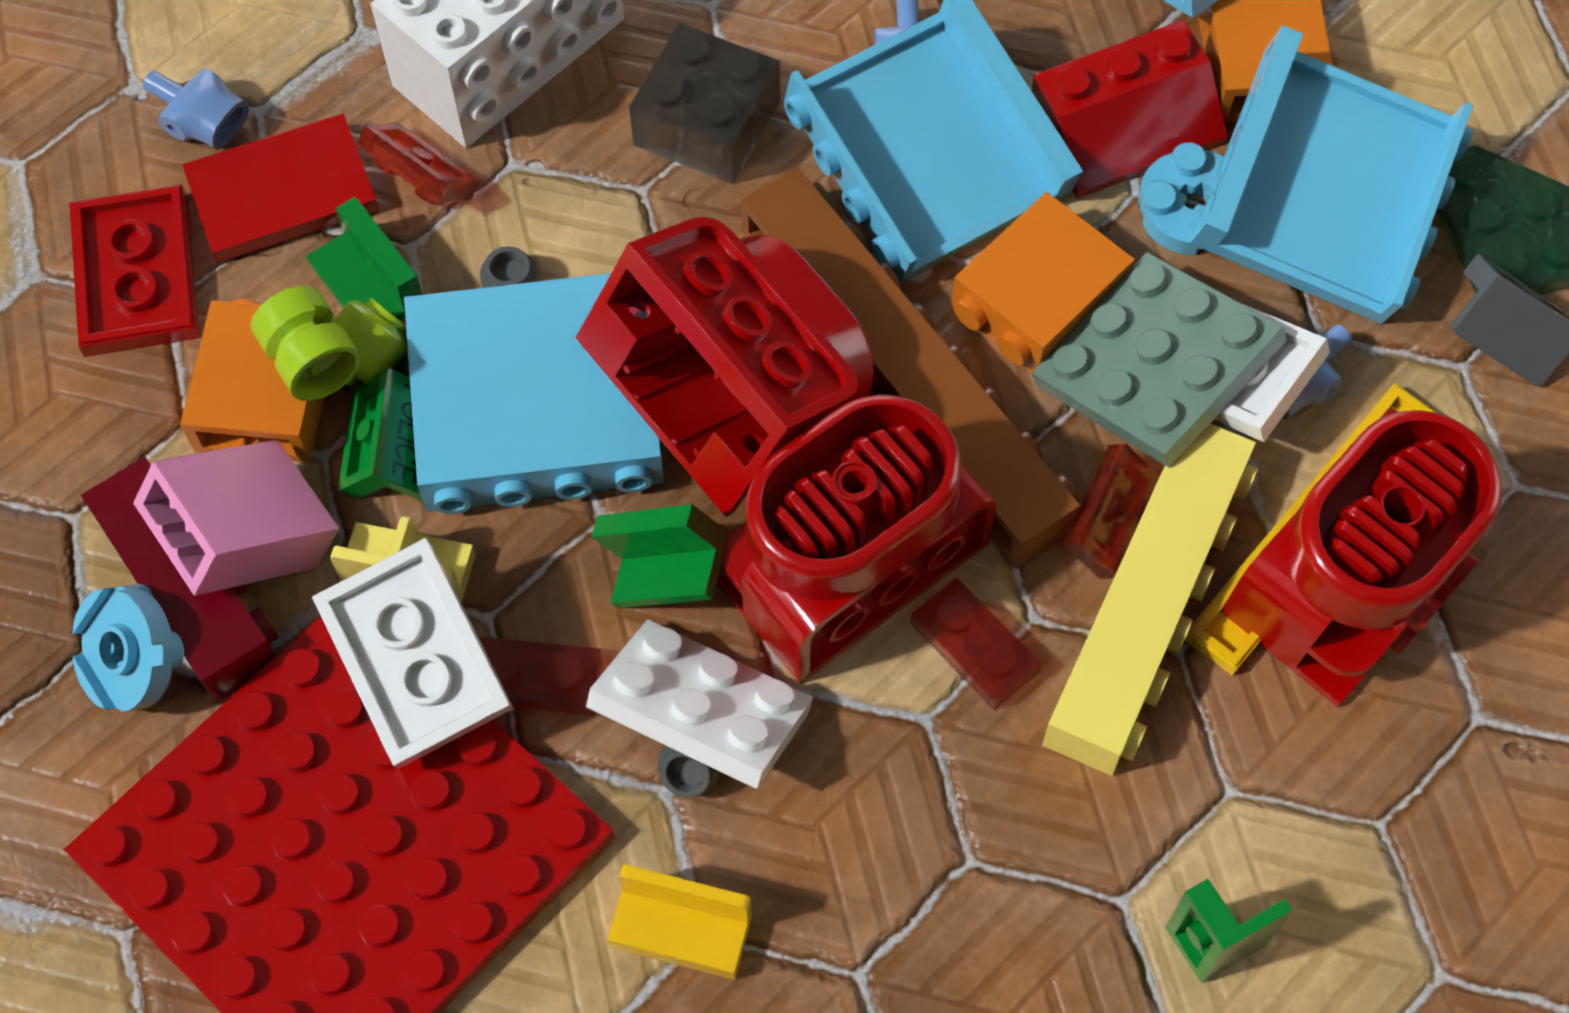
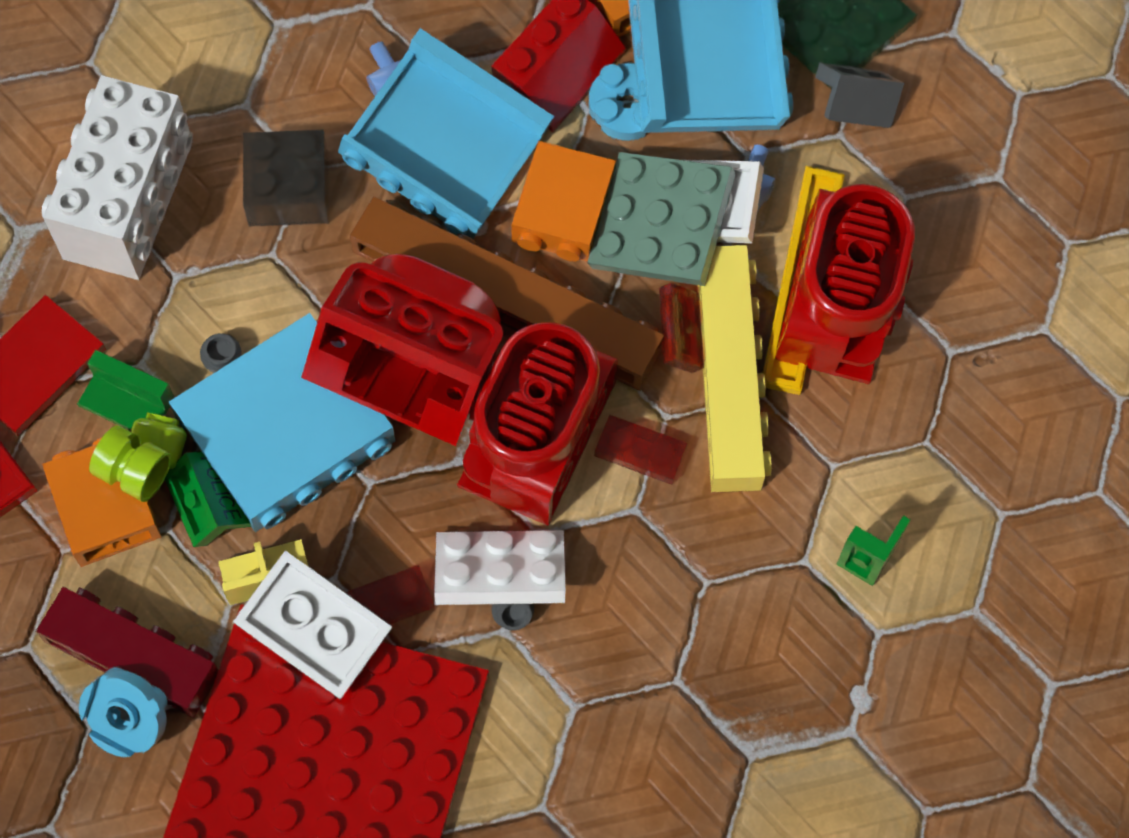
camera: 30 degrees left, 5 degrees up
(235, 516) = (146, 595): bright pink brick -> none
(418, 163) = (120, 306): clear red plate -> none
(664, 554) = (428, 489): green panel -> none
(680, 921) = (559, 704): yellow panel -> none

